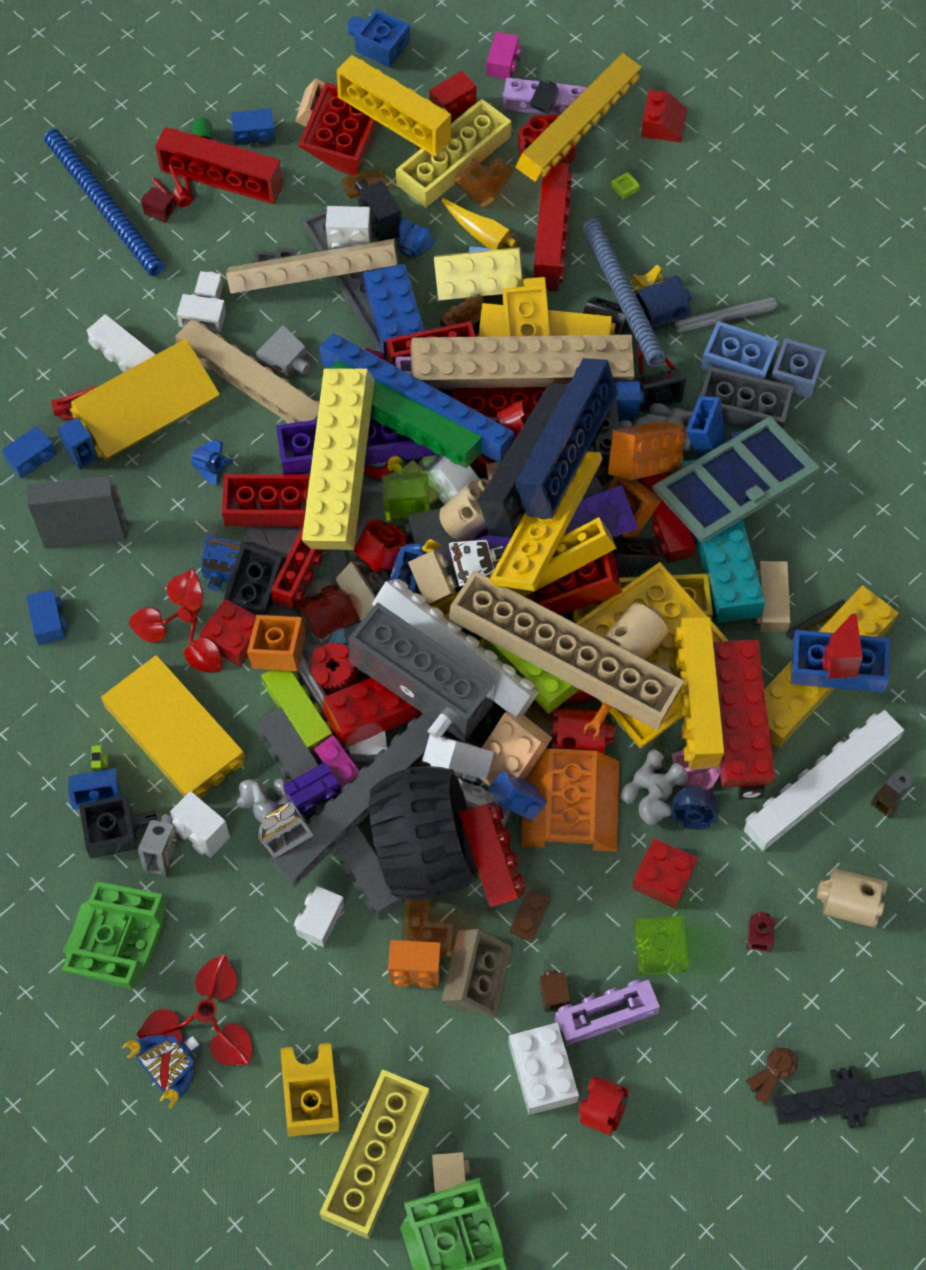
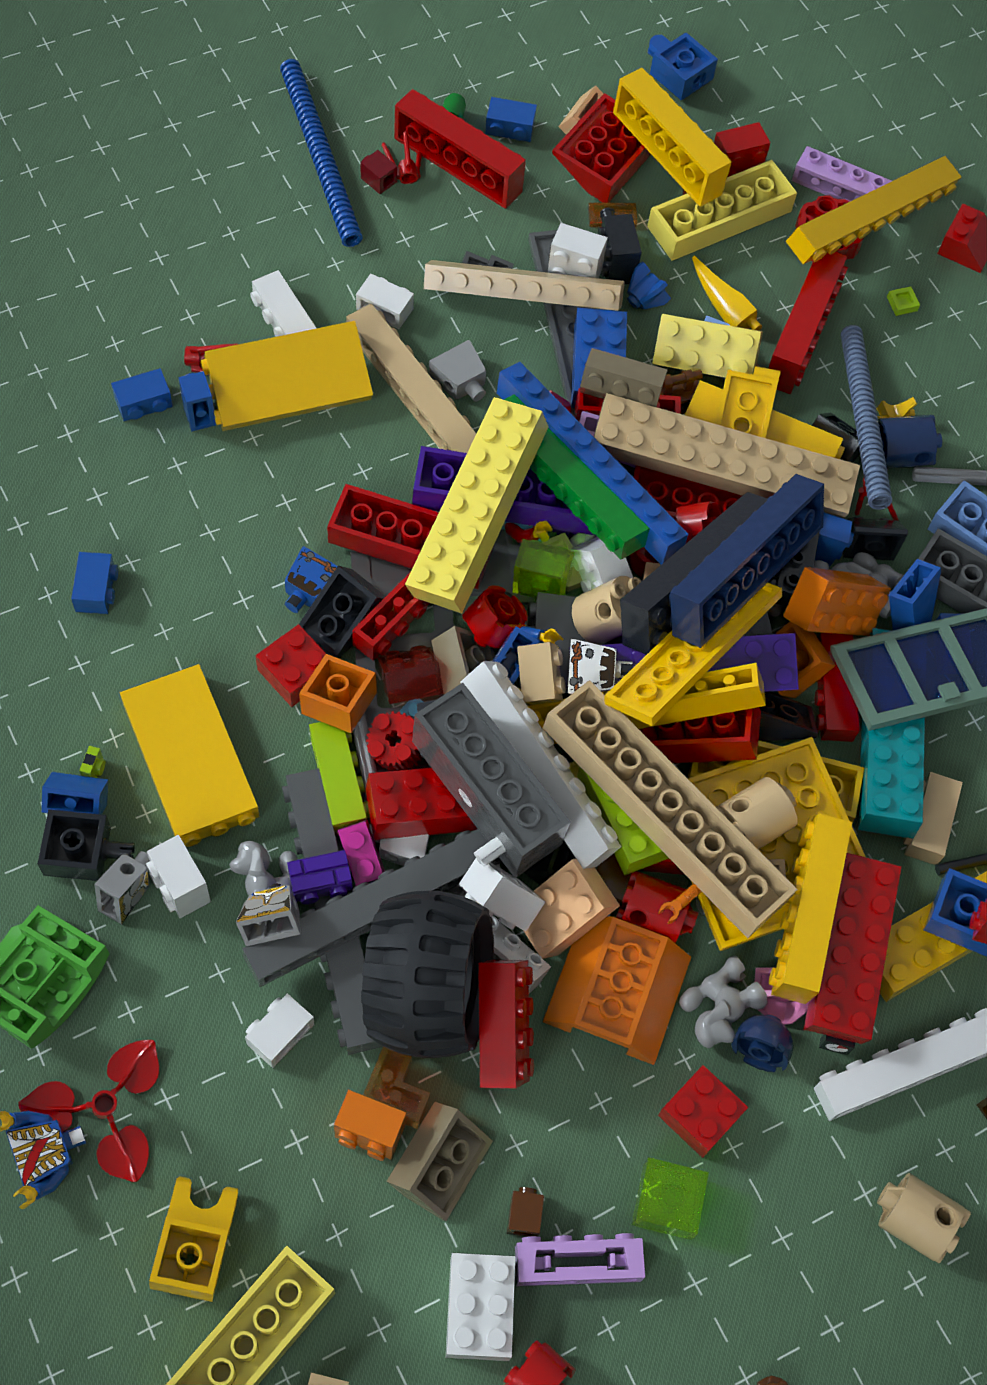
camera: 10 degrees right, 0 degrees up
(77, 511) = (165, 474): dark grey brick -> none
(184, 591) = (254, 602): red plant -> none
(208, 460) = (337, 465): blue brick -> none
(209, 285) = (403, 273): white brick -> none
(420, 321) = (622, 378): none -> dark tan slope
(483, 183) = (743, 251): clear orange brick -> none
(503, 55) = (810, 122): dark pink brick -> none
(517, 795) = (556, 961): blue brick -> none
(530, 915) = (527, 1109): reddish brown plate -> none
(545, 96) = (843, 177): black brick -> none
(759, 939) = (791, 1231): dark red brick -> none

